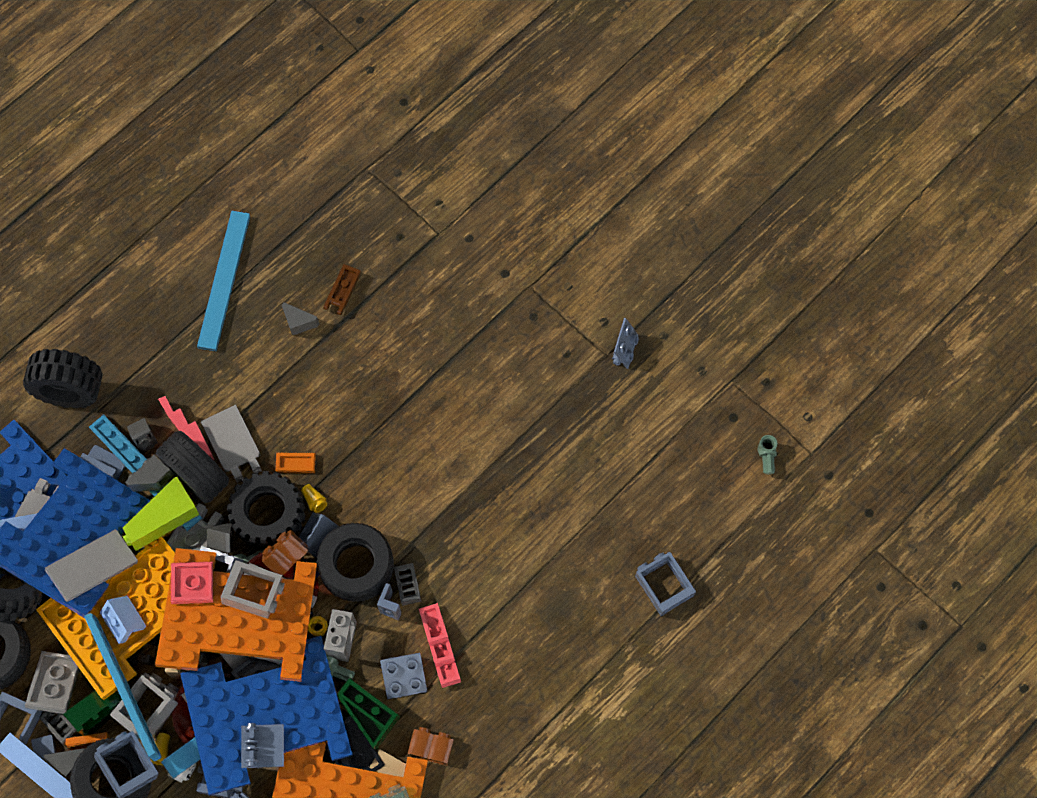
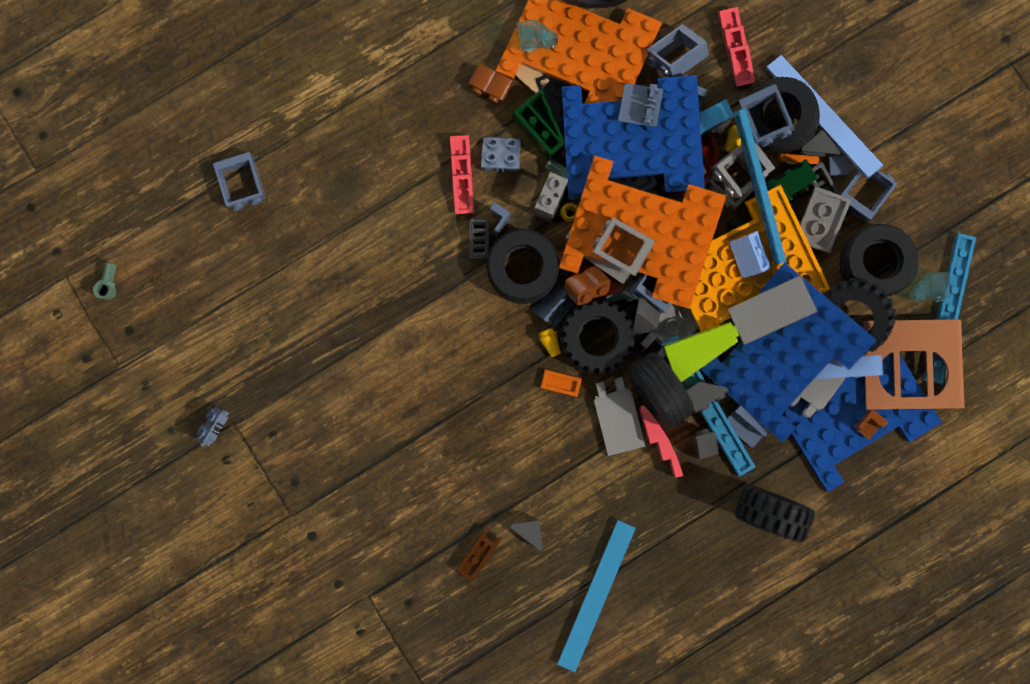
camera: 165 degrees left, 15 degrees up
(192, 582) = (679, 267): coral tile -> none

